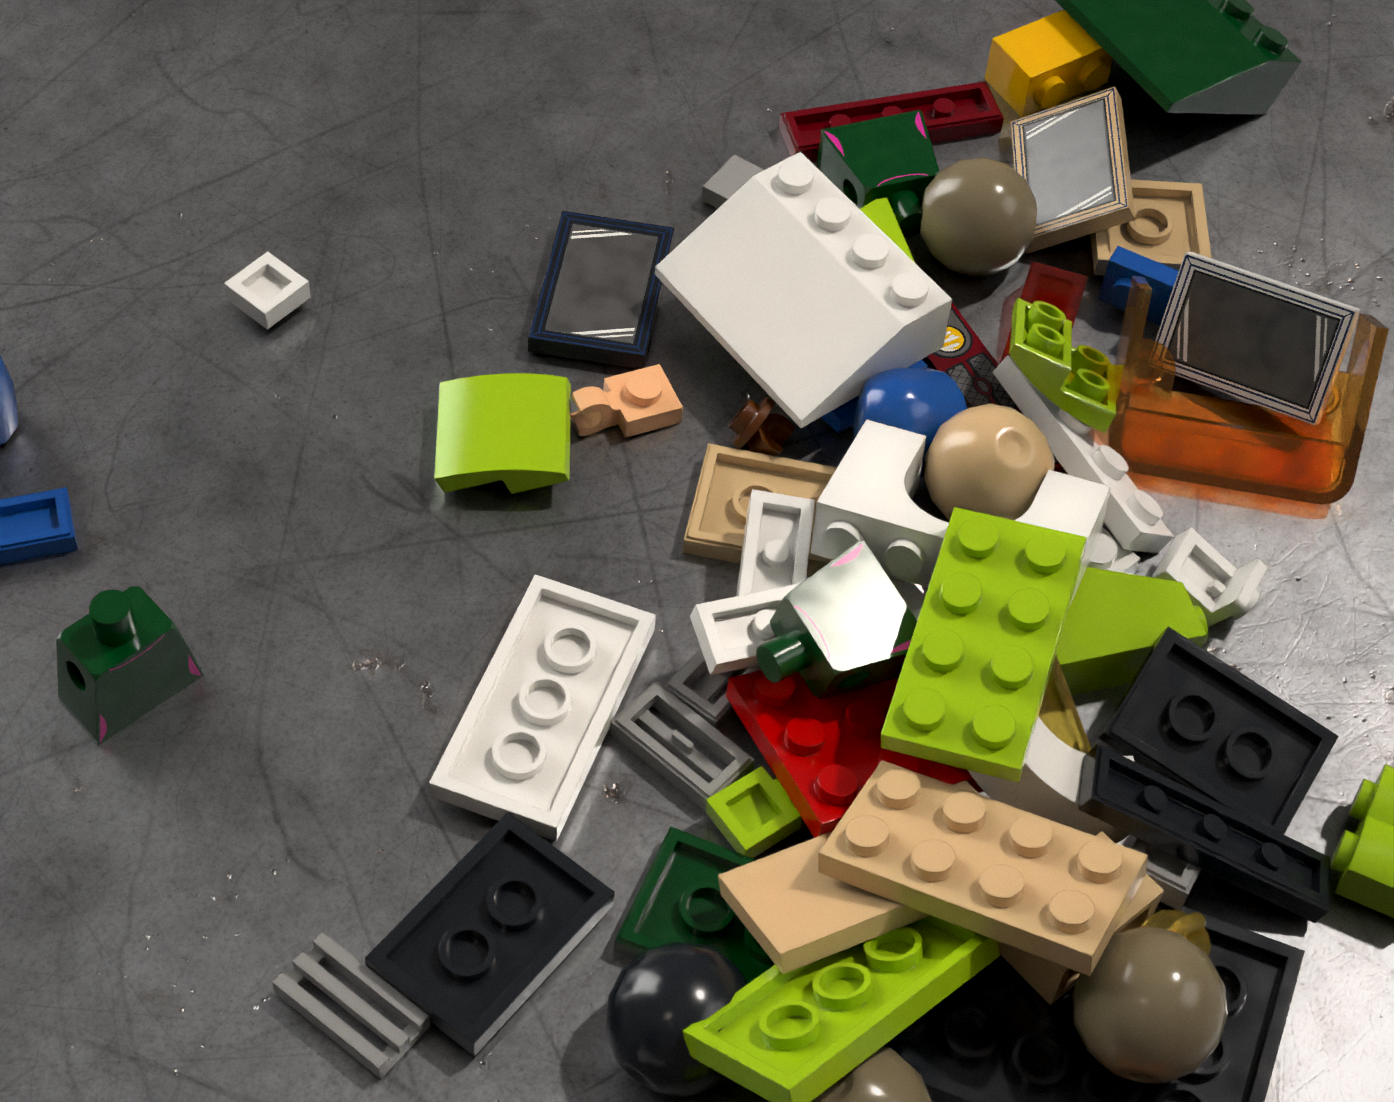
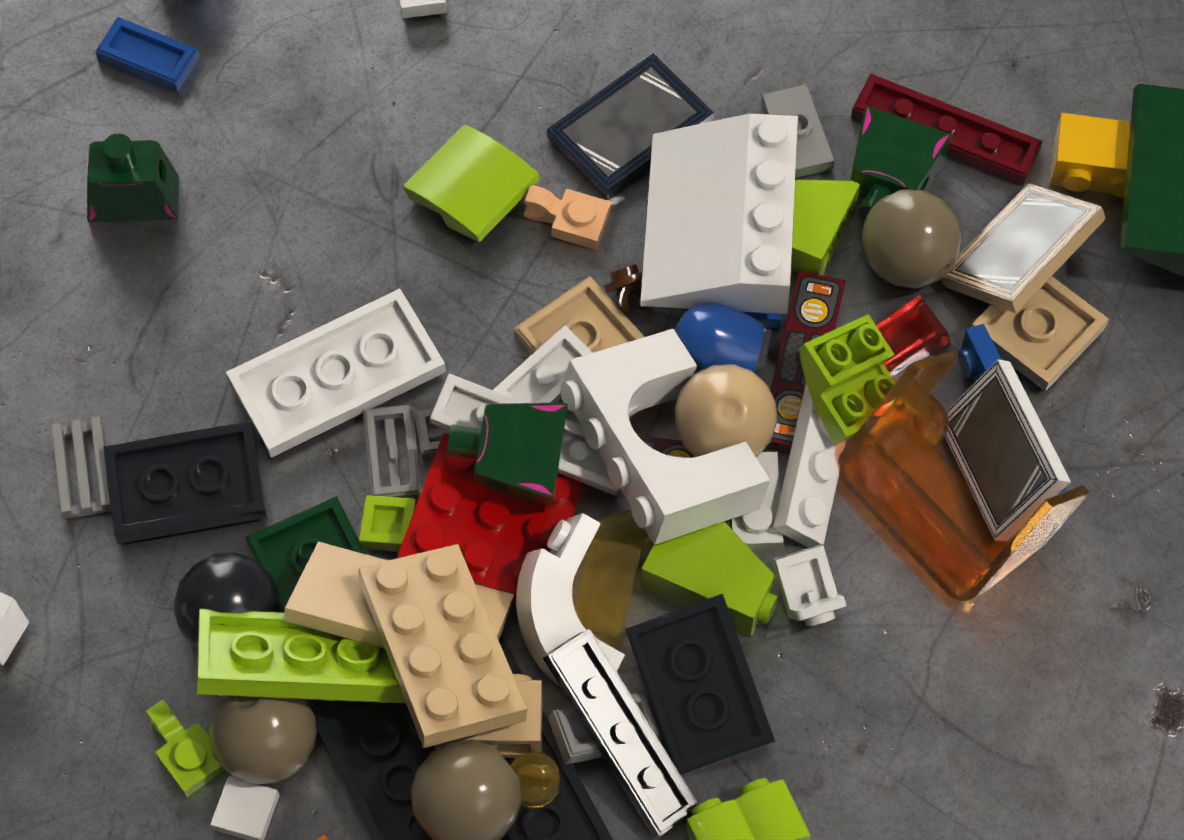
camera: 45 degrees right, 10 degrees up
(984, 644) = (569, 517): lime plate -> none

